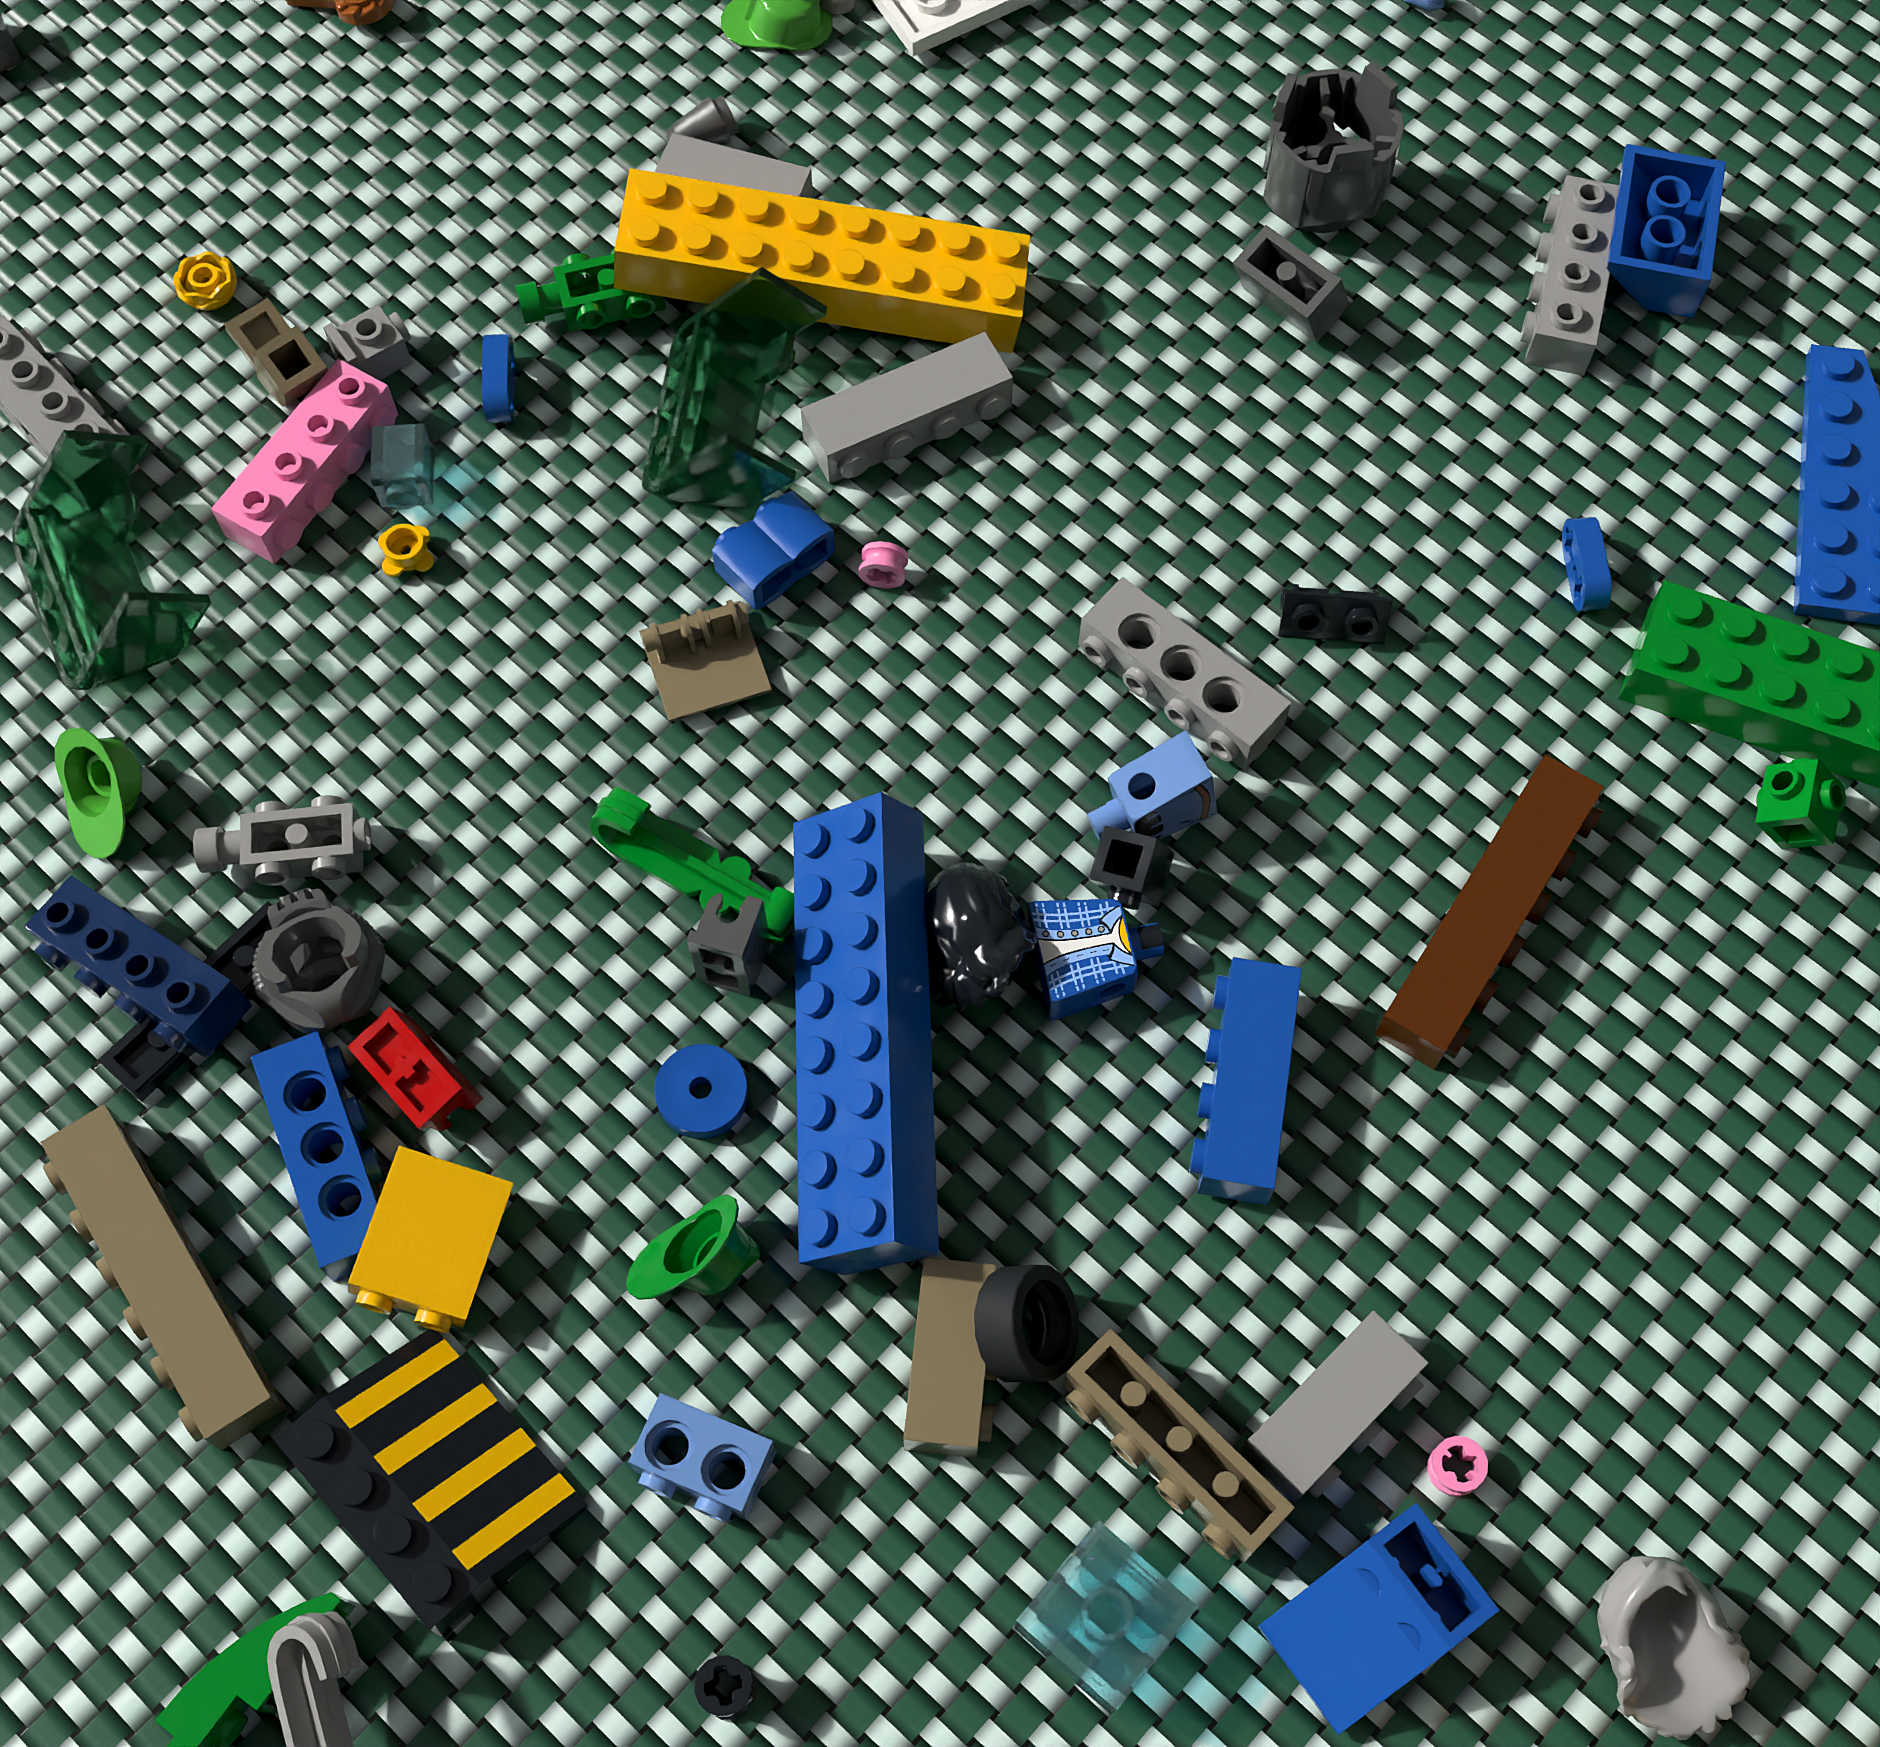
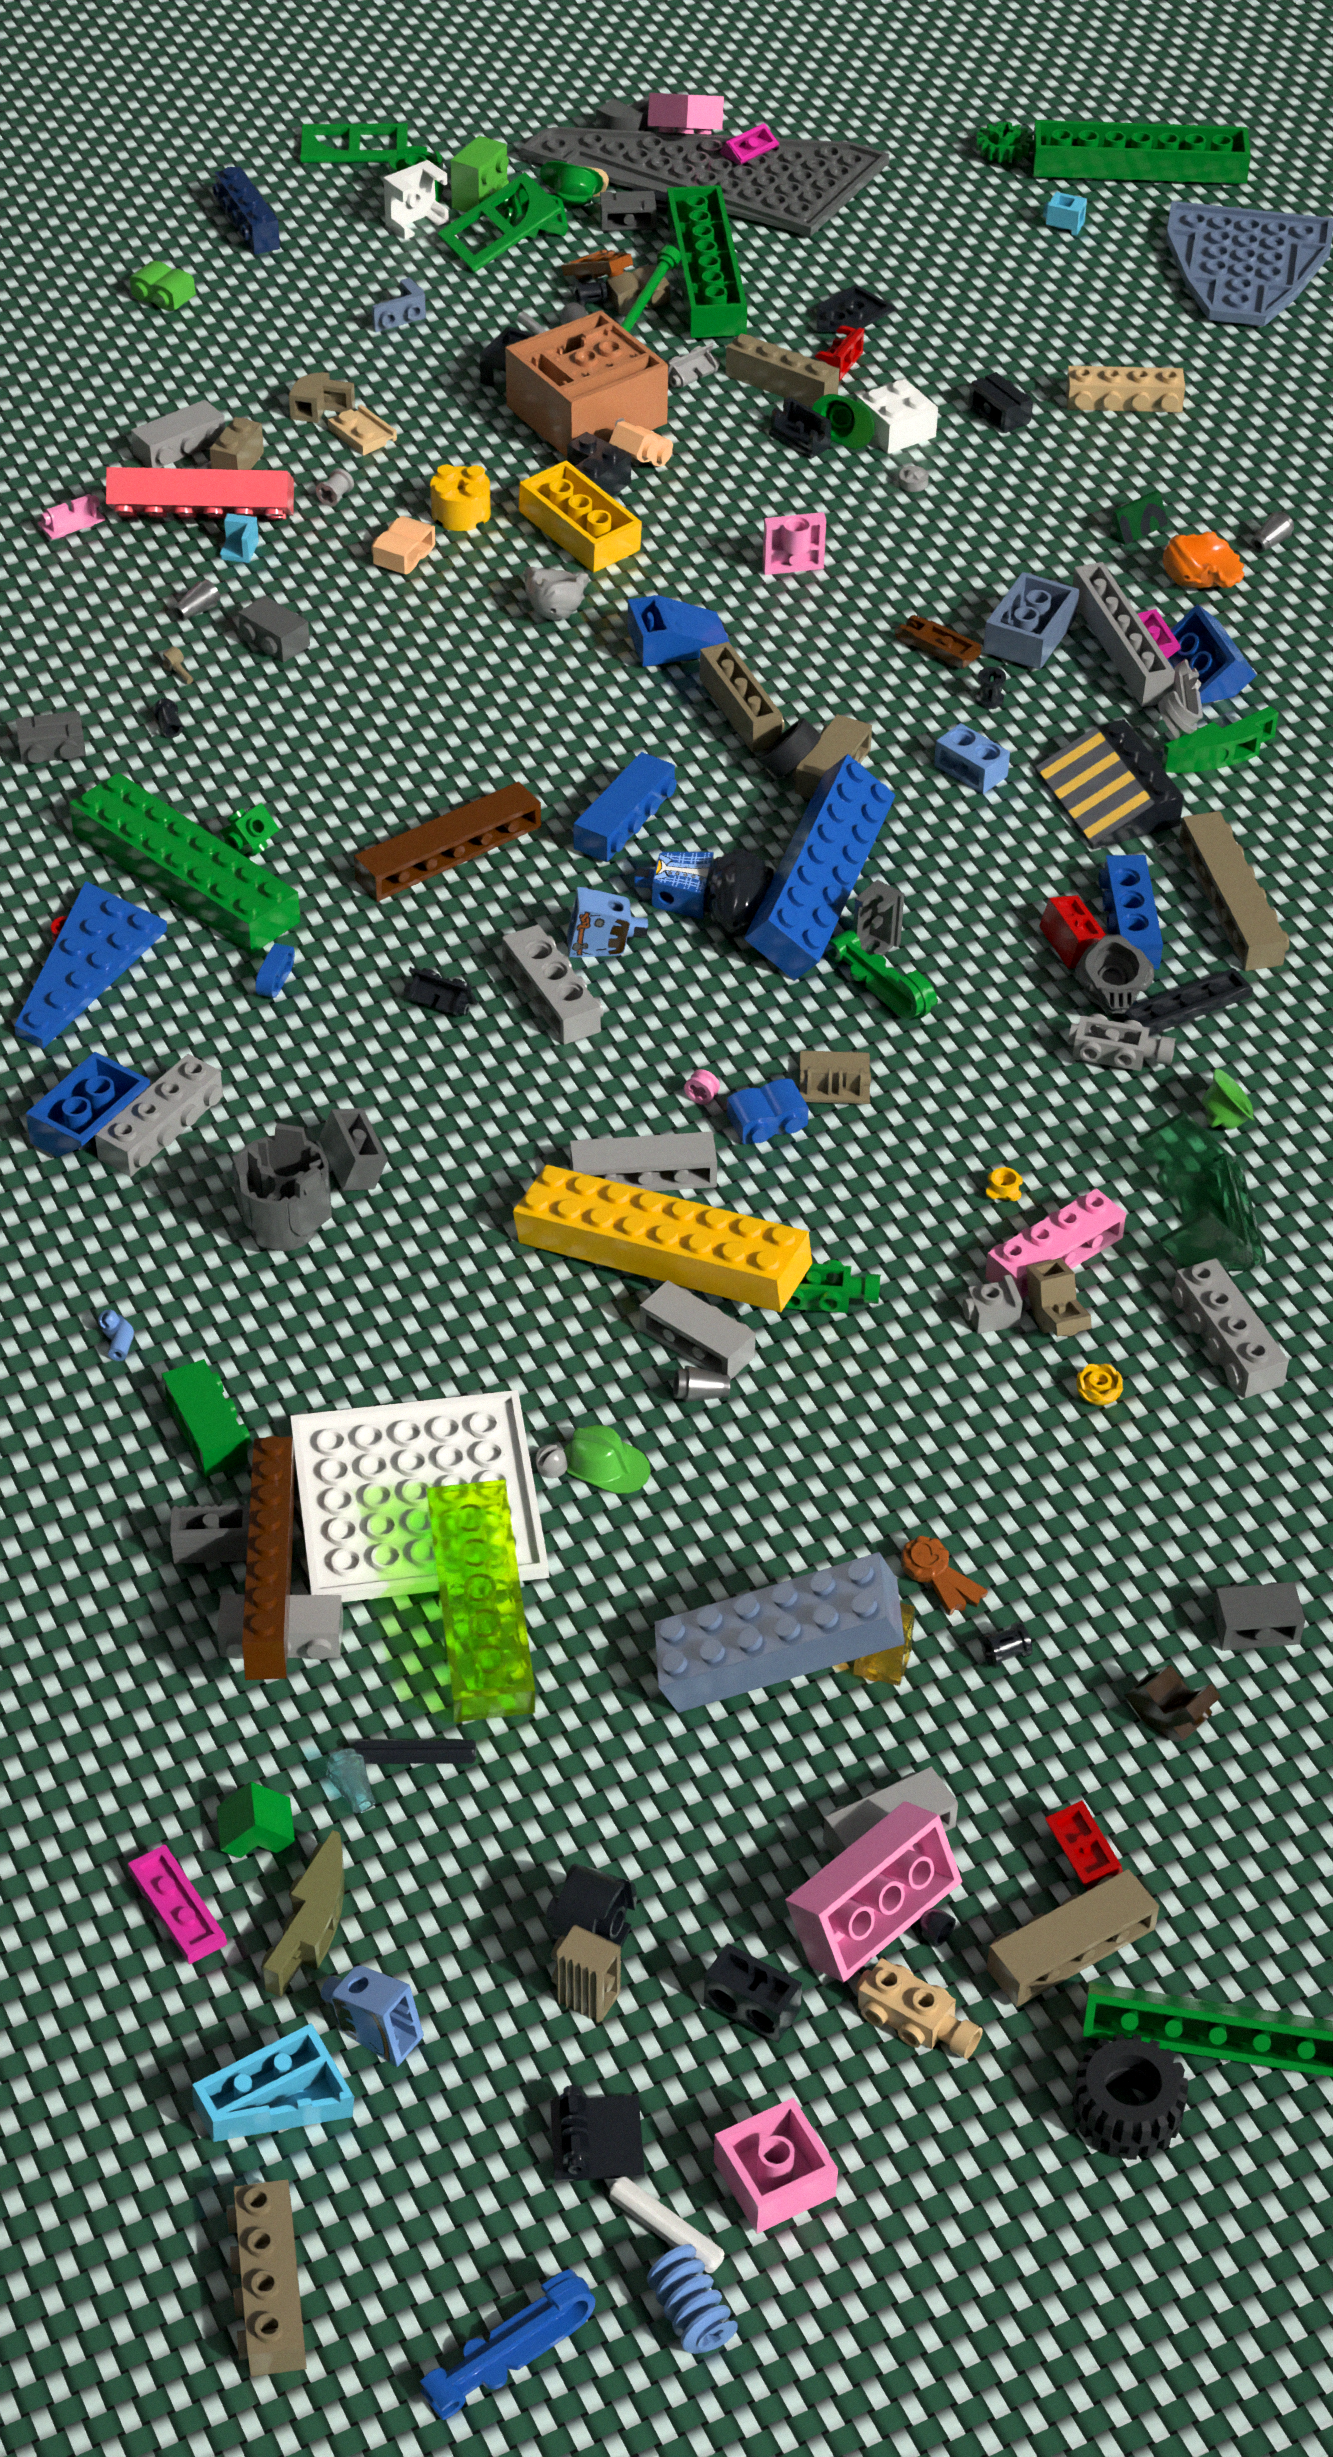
camera: 160 degrees left, 20 degrees down
(138, 967) = (1220, 1005): dark blue brick -> none
(402, 466) = (991, 1222): clear light blue brick -> none
(428, 1240) = (1079, 858): yellow panel -> none
(498, 378) = (909, 1260): blue beam -> none
(697, 1066) = (922, 892): blue piece -> none
(697, 1253) = (951, 821): green piece -> none
(716, 391) = (792, 1166): clear green windscreen -> none
(1105, 1617) = (804, 656): clear light blue brick -> none
(1131, 867) = (642, 893): black brick -> none
(1336, 1409) = (654, 697): light grey brick -> none
(1467, 1451) = (607, 672): bright pink bush -> none

